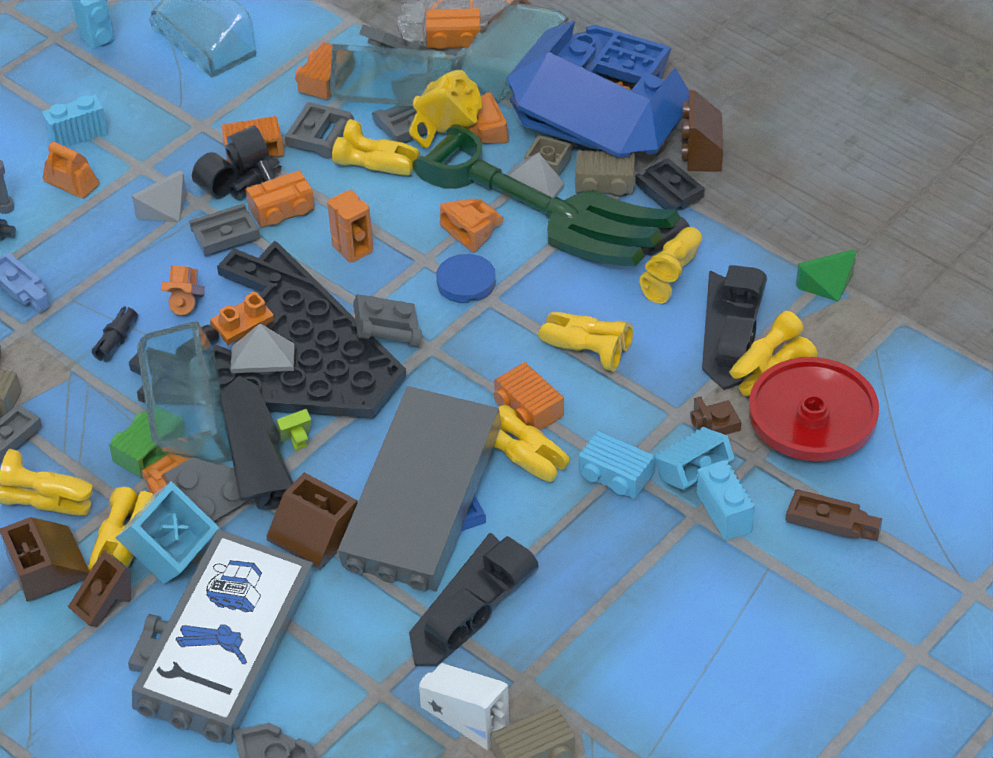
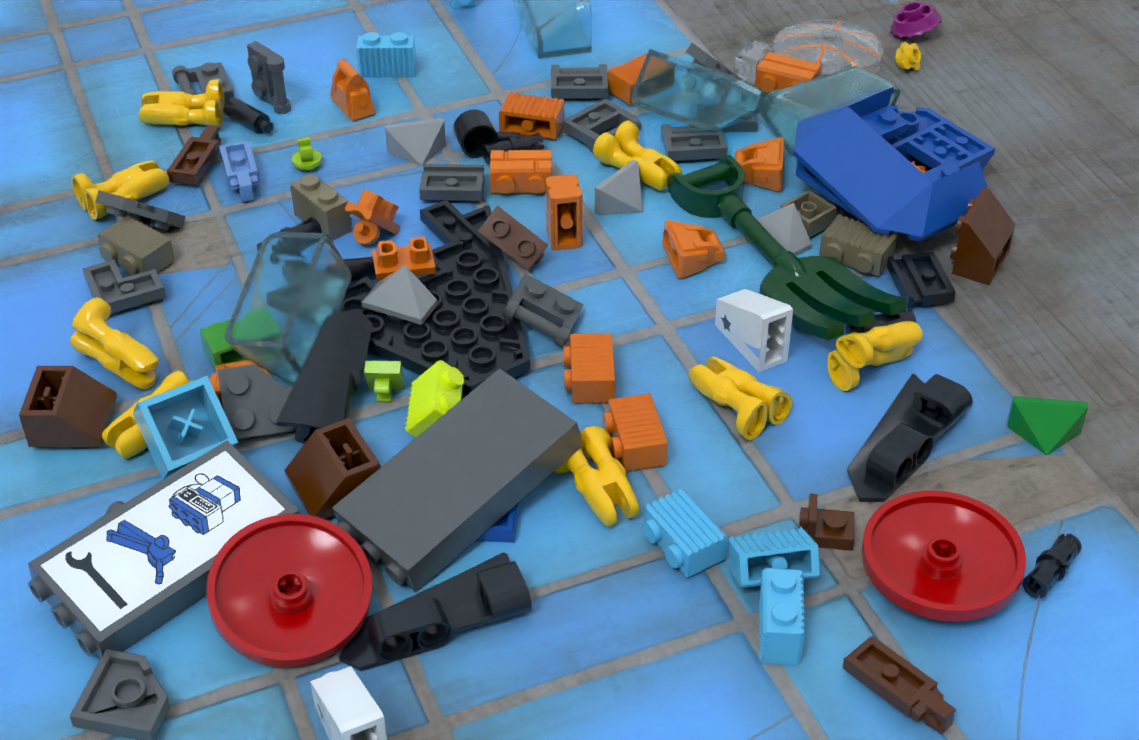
camera: 25 degrees right, 5 degrees down
(70, 249) = (306, 157): none -> lime plate
(104, 583) = (92, 457): reddish brown slope -> none
(119, 289) = (318, 200): none -> dark tan brick
(249, 149) = (513, 119): black piece -> none
(270, 91) = (579, 82): none -> dark grey plate
(321, 264) = (513, 238): none -> reddish brown hinge
(349, 626) = (289, 590): none -> red dish
(355, 433) = (433, 396): none -> neon yellow brick
(380, 188) = (620, 192): none -> light grey slope
(444, 103) = (729, 130): yellow piece -> none
(458, 357) = (591, 368): none -> orange brick
(465, 278) = (652, 298): blue tile -> none
(568, 273) = (756, 327): none -> white slope
(759, 357) = (916, 472): yellow piece -> none
(889, 386) = (1052, 565): none -> black pin

